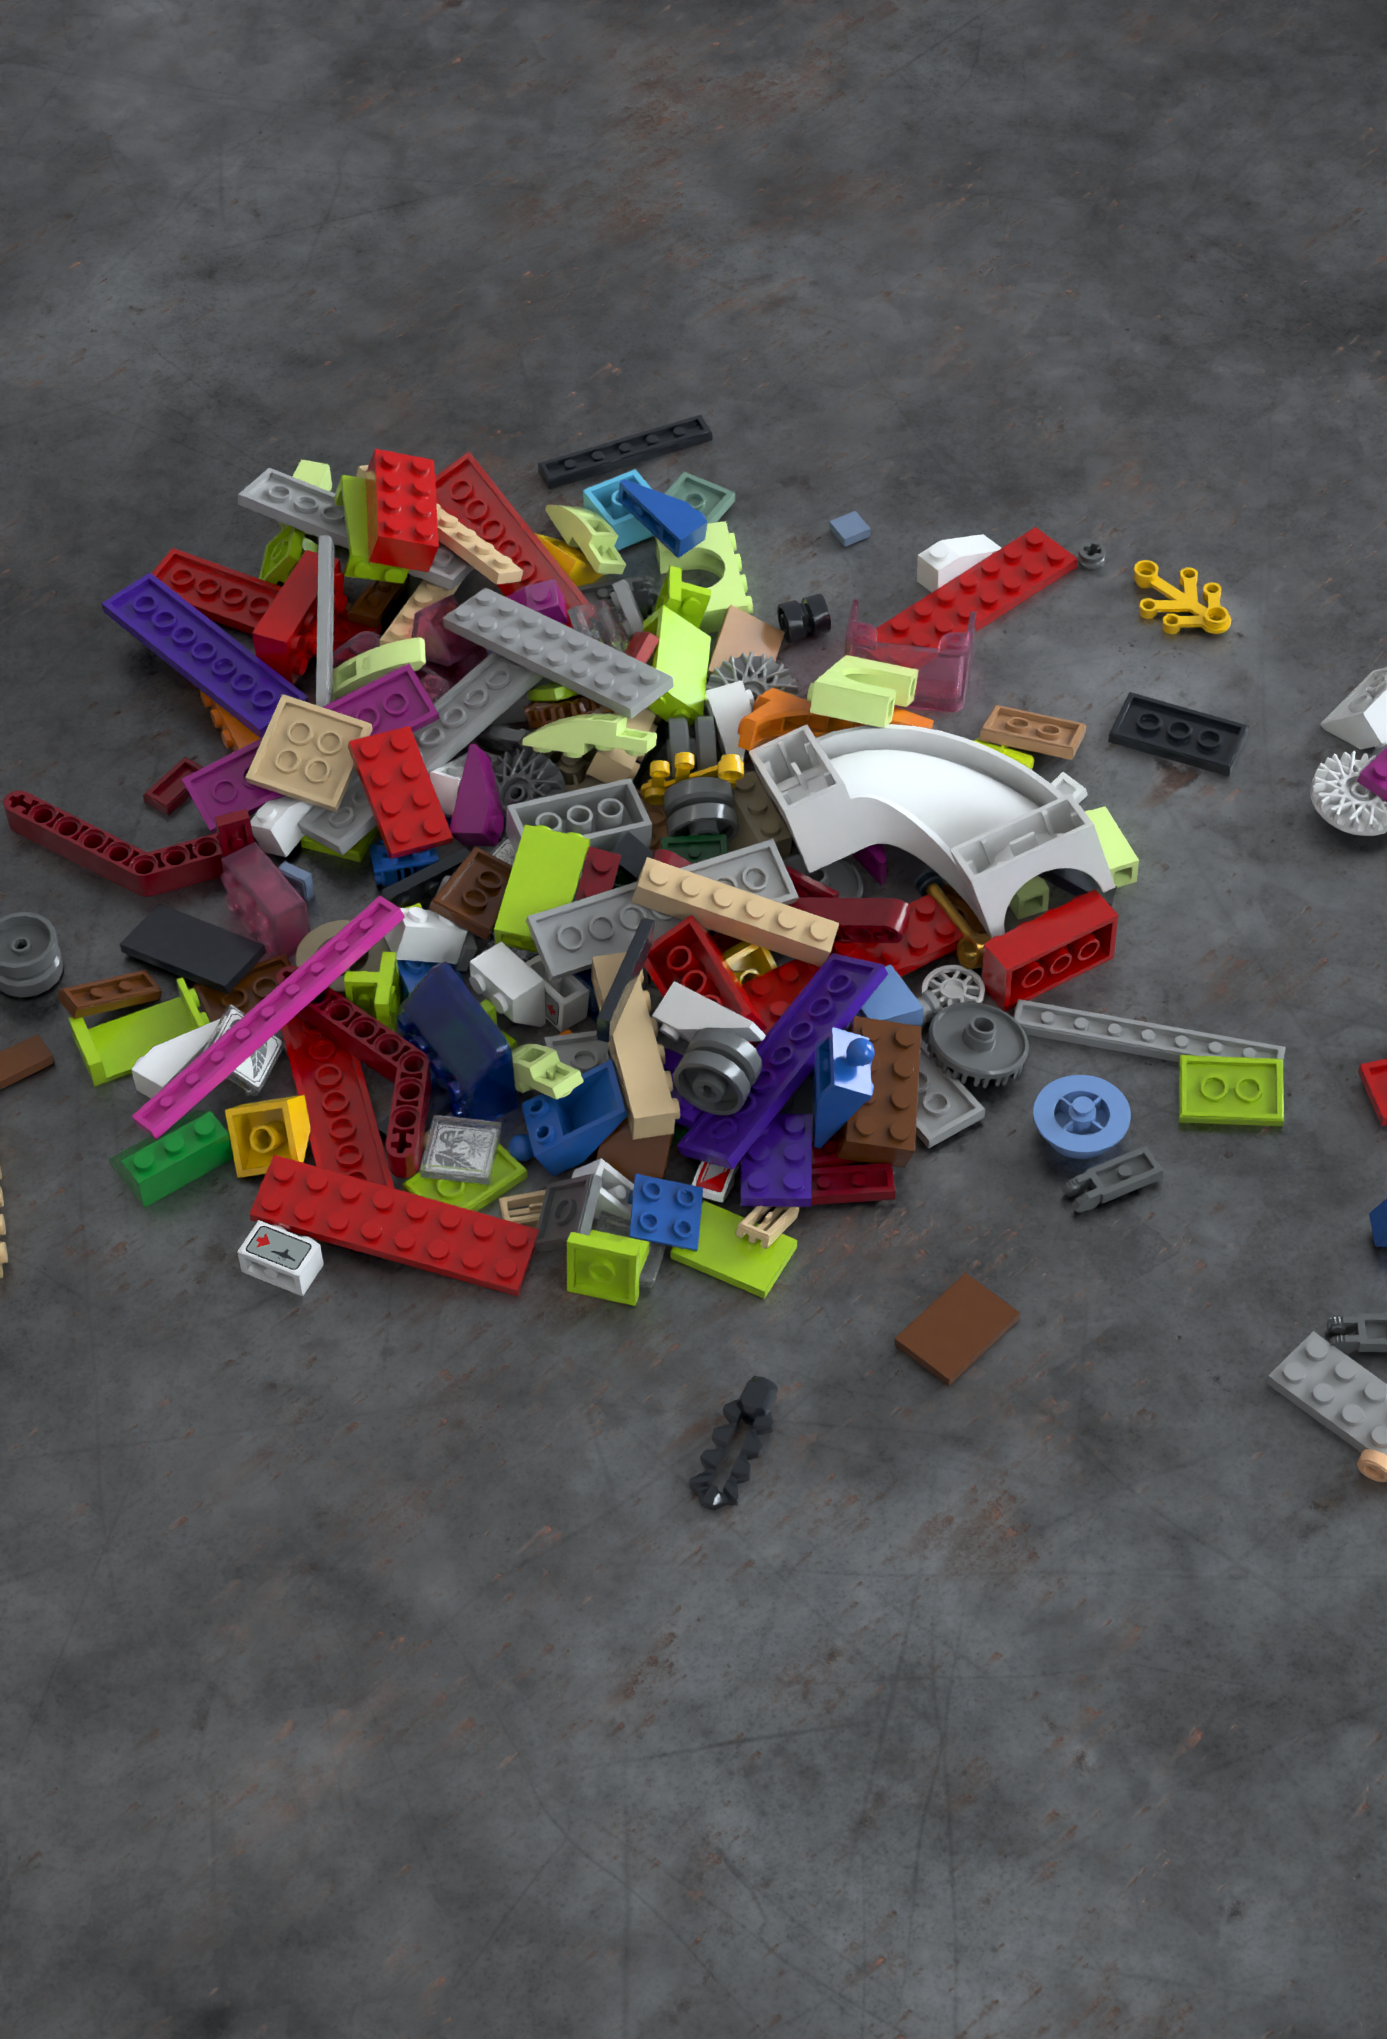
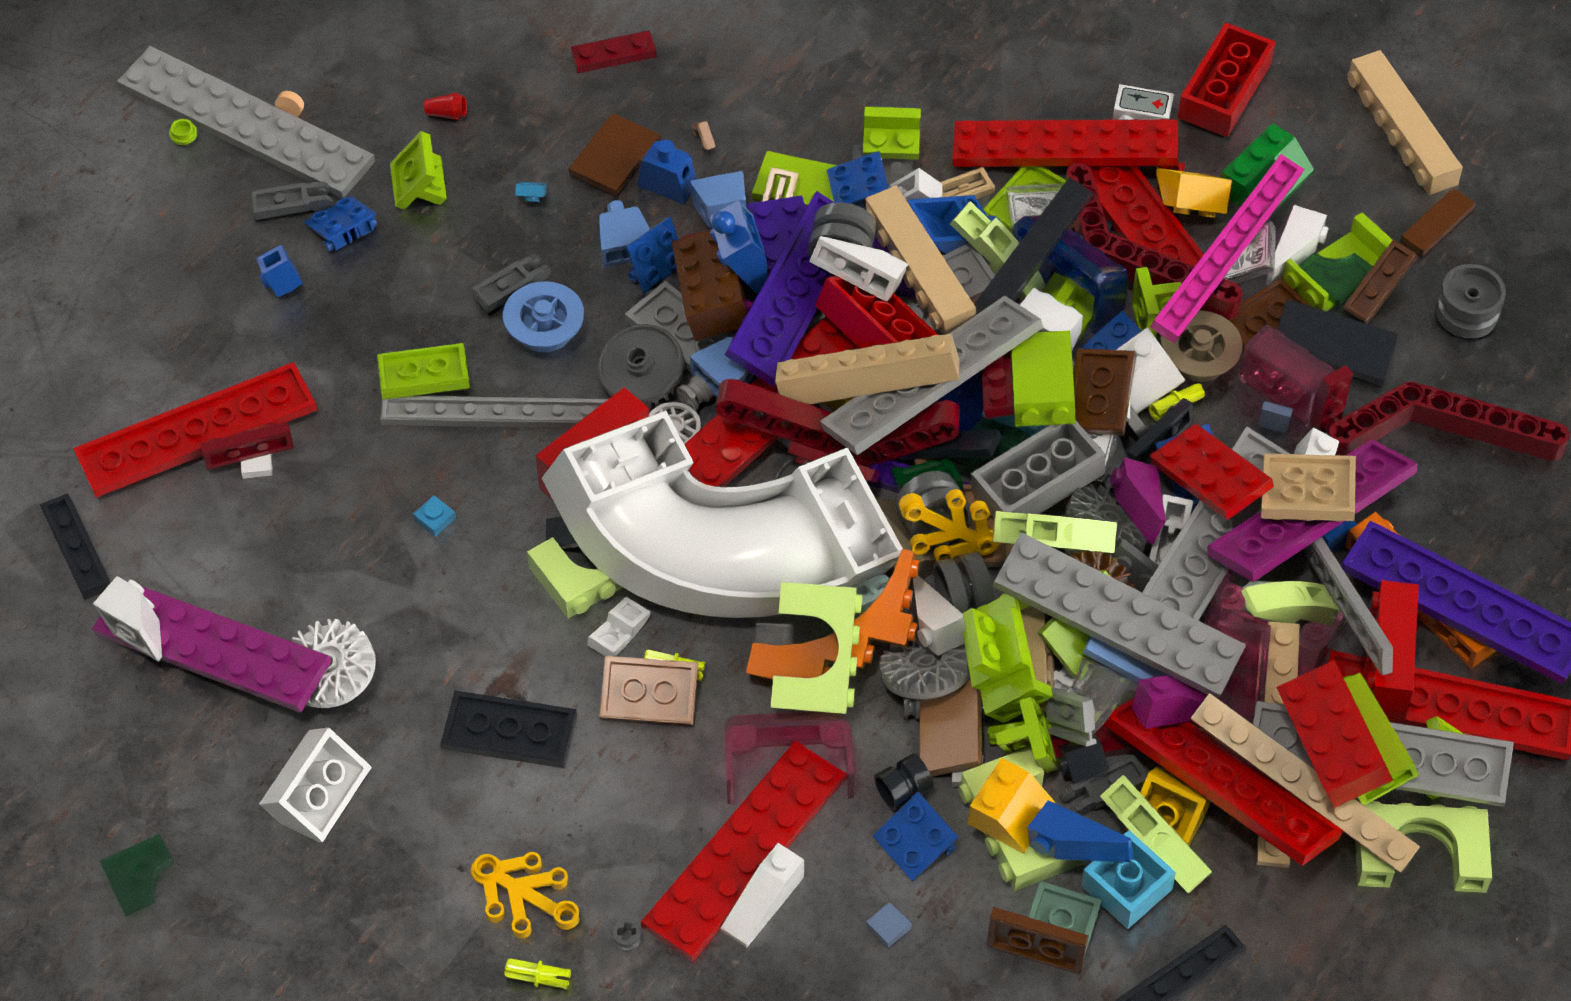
camera: 165 degrees right, 5 degrees up
(149, 1019) = (1336, 276): none -> clear green tile
(161, 1267) = (1226, 79): none -> red brick
(169, 790) = (1431, 504): dark red tile -> none
(507, 1004) = (1036, 244): none -> black tile
(566, 1209) = (932, 158): dark grey tile -> none
(625, 980) = (938, 277): black tile -> none
(642, 646) = (1044, 654): red tile -> none
(689, 653) = (993, 646): none -> lime bracket
(718, 558) = (1008, 805): none -> yellow slope
(726, 470) = (1037, 940): none -> reddish brown tile
(755, 1410) = (753, 65): black sword -> none
(801, 579) = (916, 836): none -> blue hinge
(838, 1223) = (716, 193): none -> medium blue torso
(840, 1330) = (702, 130): none -> medium nougat tile
(900, 1270) = (667, 172): none -> blue torso
(929, 1168) = (653, 255): none -> blue hinge
(930, 1478) = (613, 51): none -> dark red plate
(966, 1208) = (619, 229): none -> medium blue torso
(1071, 1288) = (531, 190): none -> dark azure plate
(1166, 1427) = (446, 106): none -> red cone
(1178, 536) = (537, 973): none -> neon yellow axle
(1213, 1326) = (418, 173): none -> lime bracket
(1233, 941) = (434, 516): none -> dark azure plate
(1316, 1291) = (339, 219): none -> blue hinge

